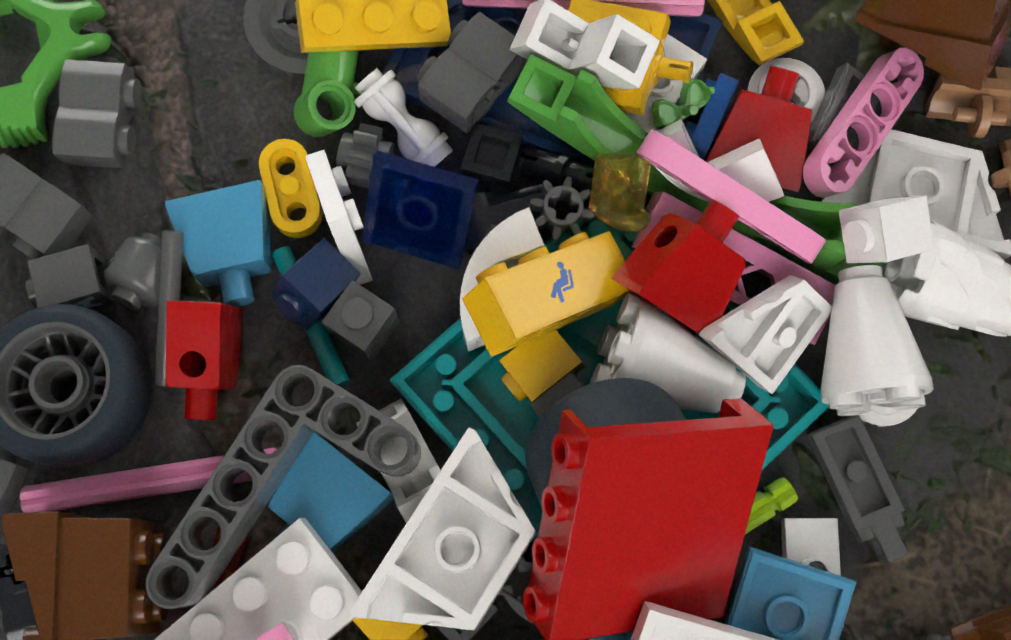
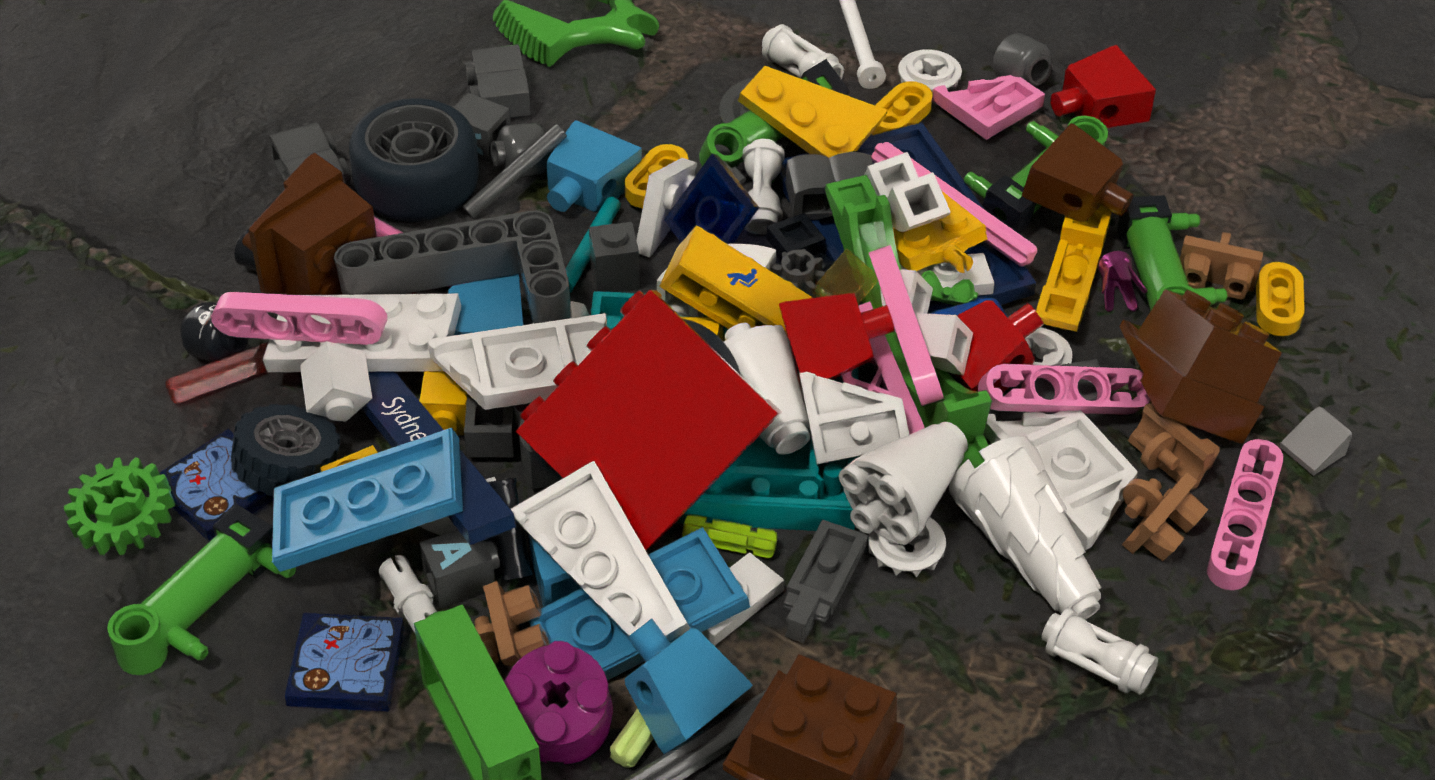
camera: 45 degrees right, 30 degrees down
(95, 114) = (590, 67): dark grey brick -> none
(197, 333) = (510, 186): red torso -> none
(313, 284) = (607, 206): dark blue brick -> none
(886, 229) = (984, 404): white brick -> none

